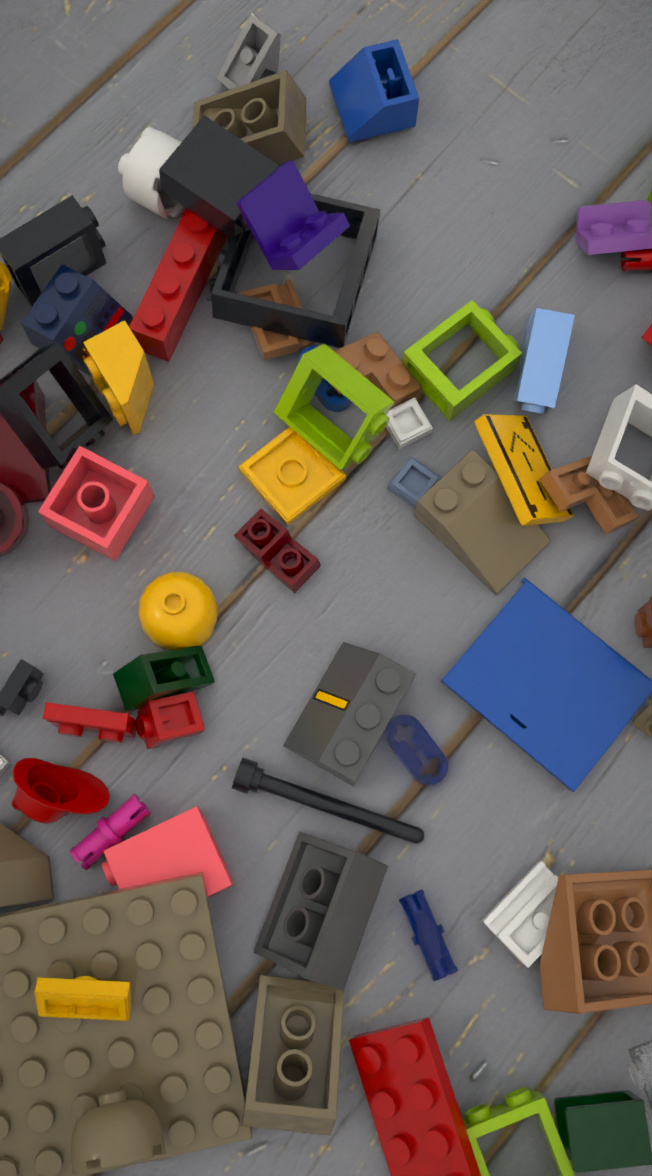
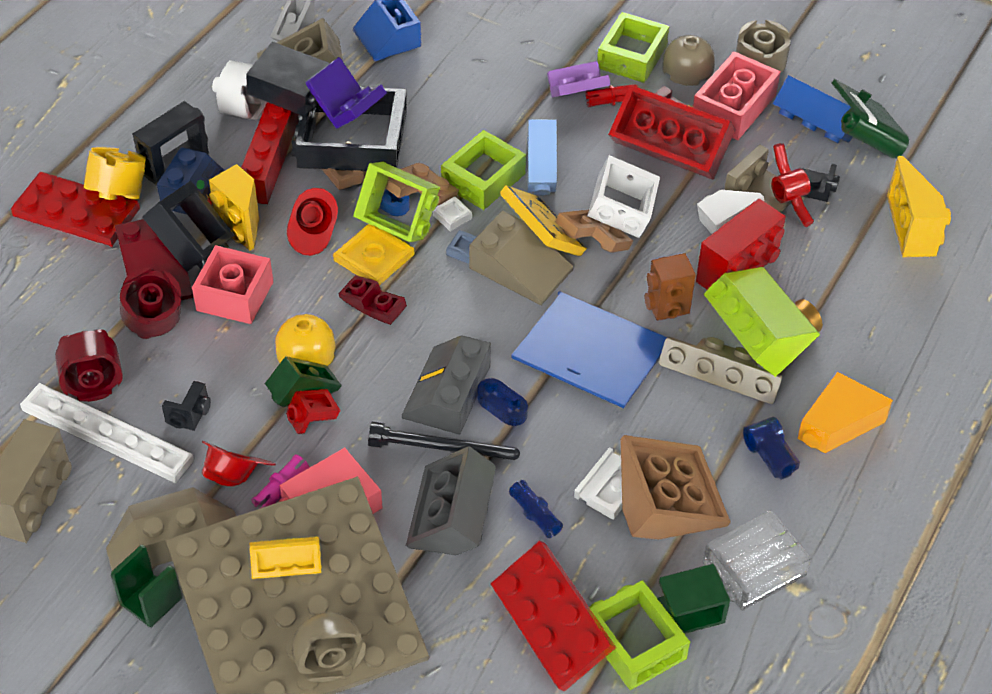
camera: 10 degrees left, 25 degrees down
(75, 720) = (253, 413): red plate -> none
(217, 415) = (312, 221): none -> red piece
(294, 1057) = (451, 599): dark tan slope -> none

